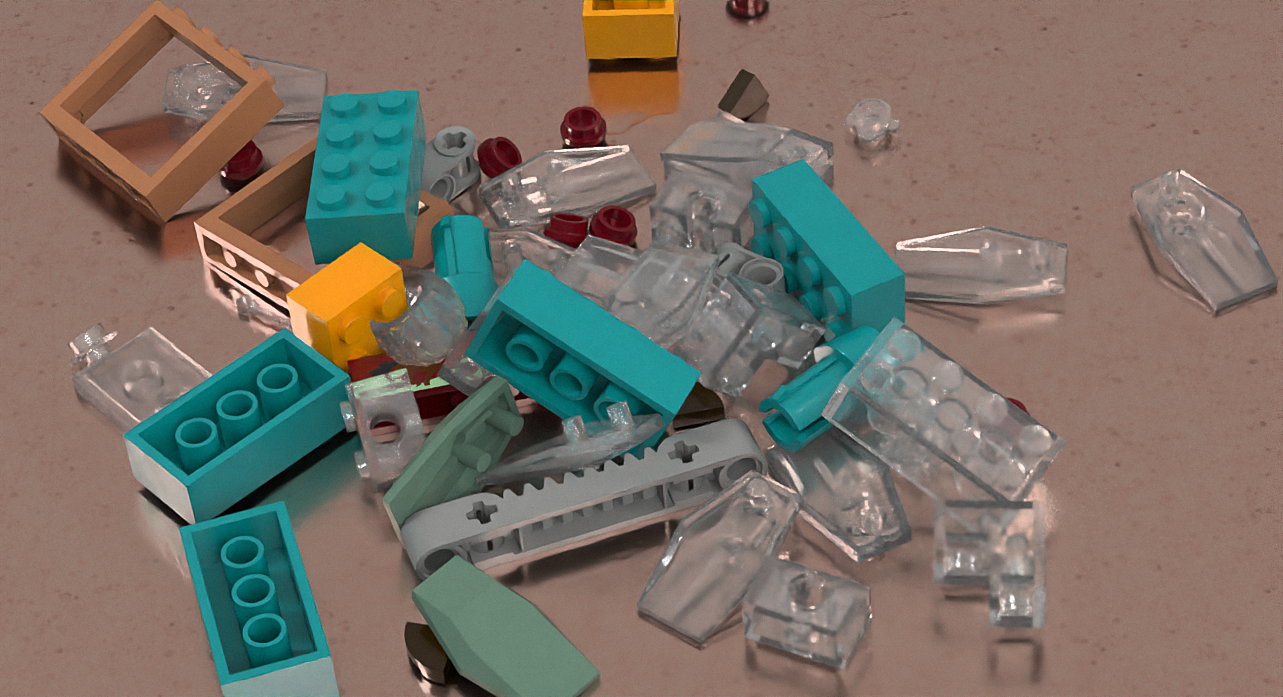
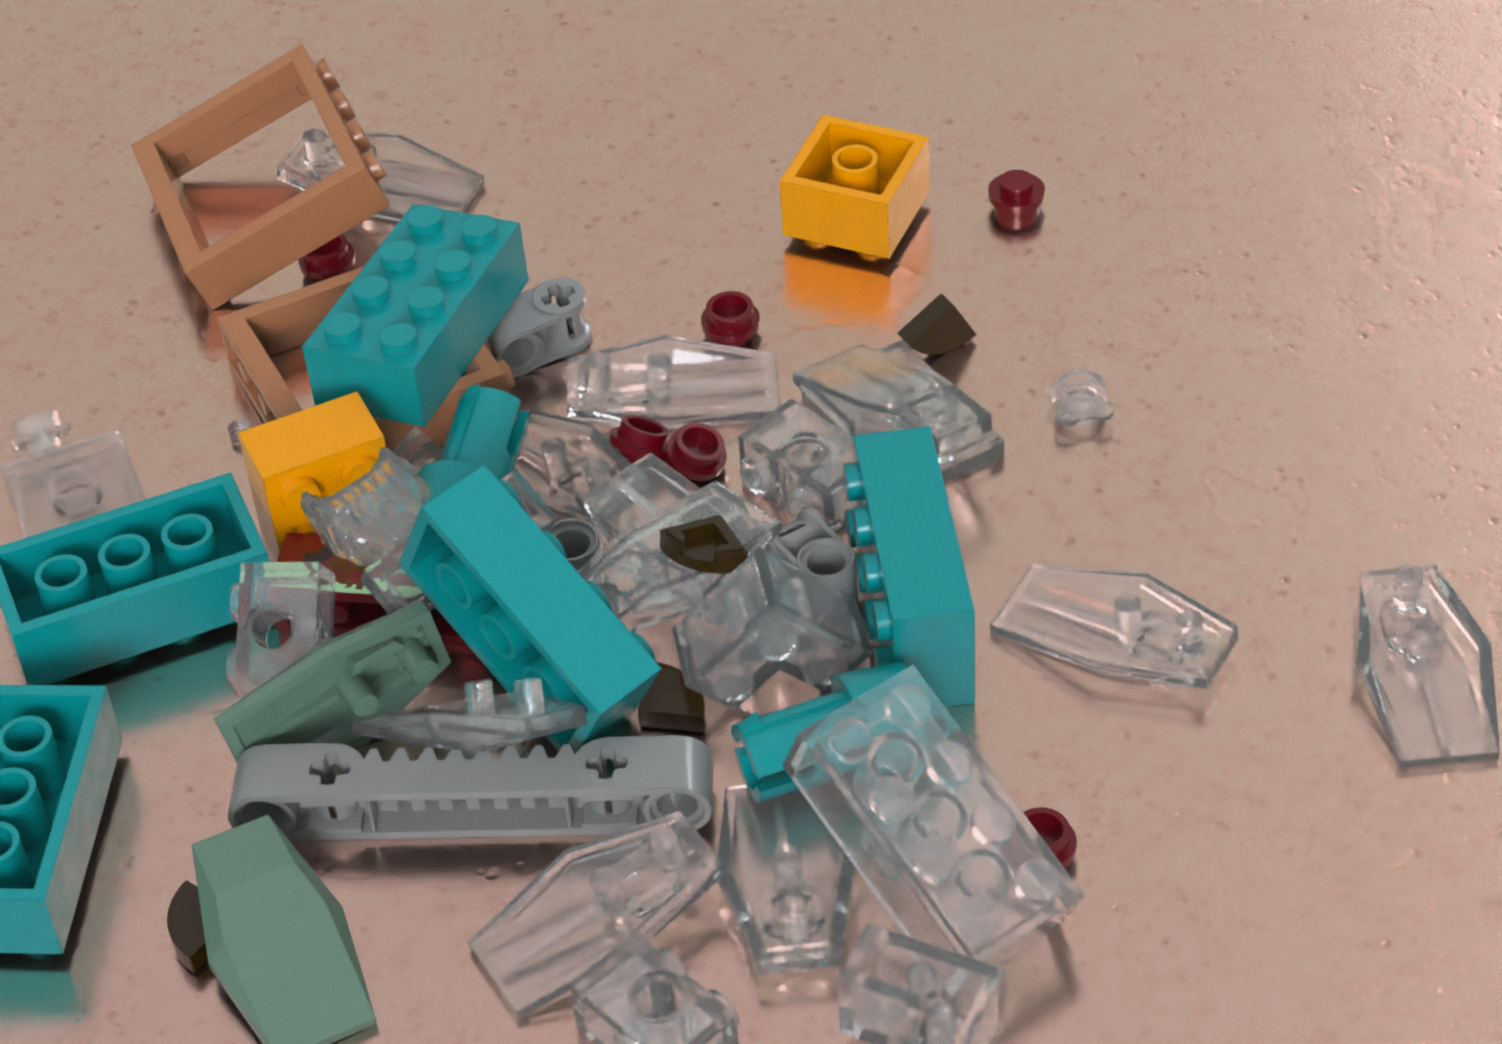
camera: 20 degrees right, 0 degrees up
(497, 156) = (609, 327): dark red plate -> none
(681, 284) = (704, 545): none -> dark brown tile

